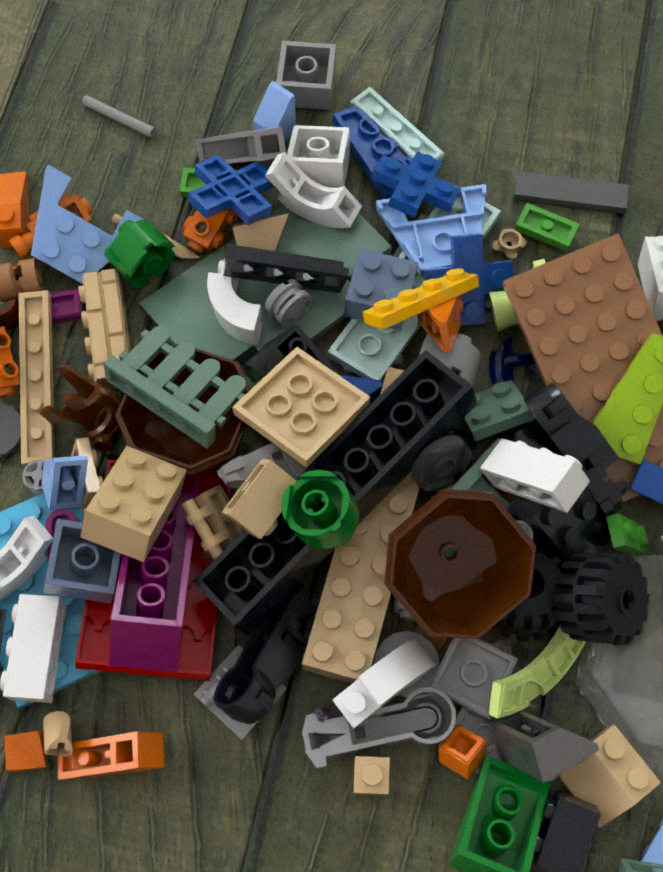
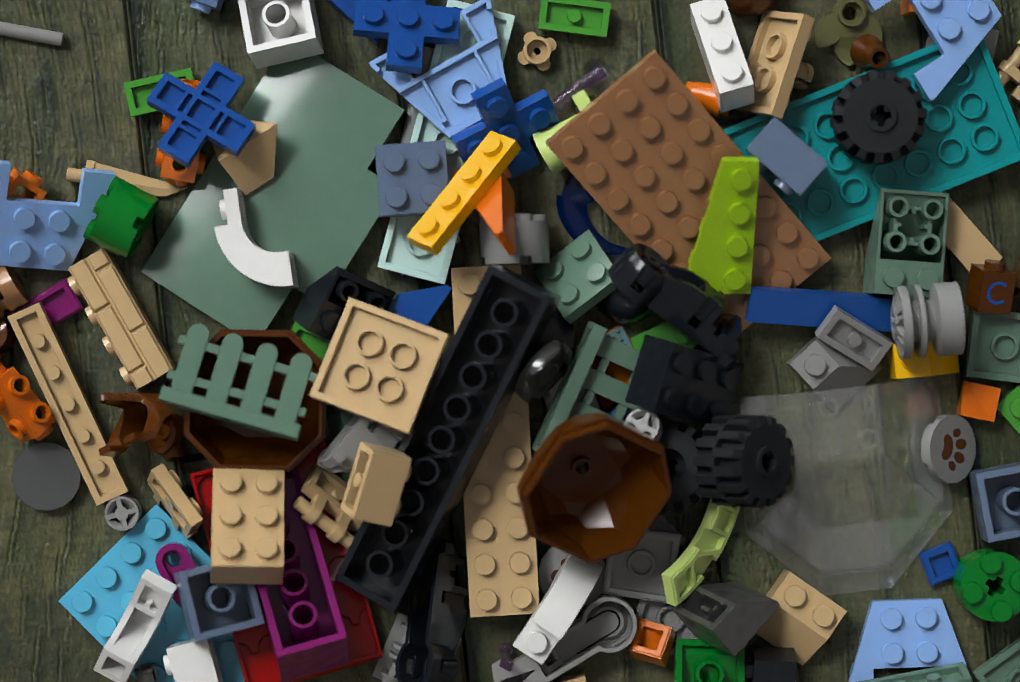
camera: 20 degrees left, 20 degrees up
(64, 481) = (158, 518): light blue slope -> none
(243, 145) = (178, 37): light grey arch -> none
(280, 267) = (296, 191): black fence -> none
(288, 302) = (312, 230): light grey wheel -> none
(309, 199) = (293, 84): white arch -> none
(320, 510) = (461, 478): green brick -> none
(535, 474) = (642, 362): white brick -> none
(627, 535) = (756, 371): bright green plate -> none

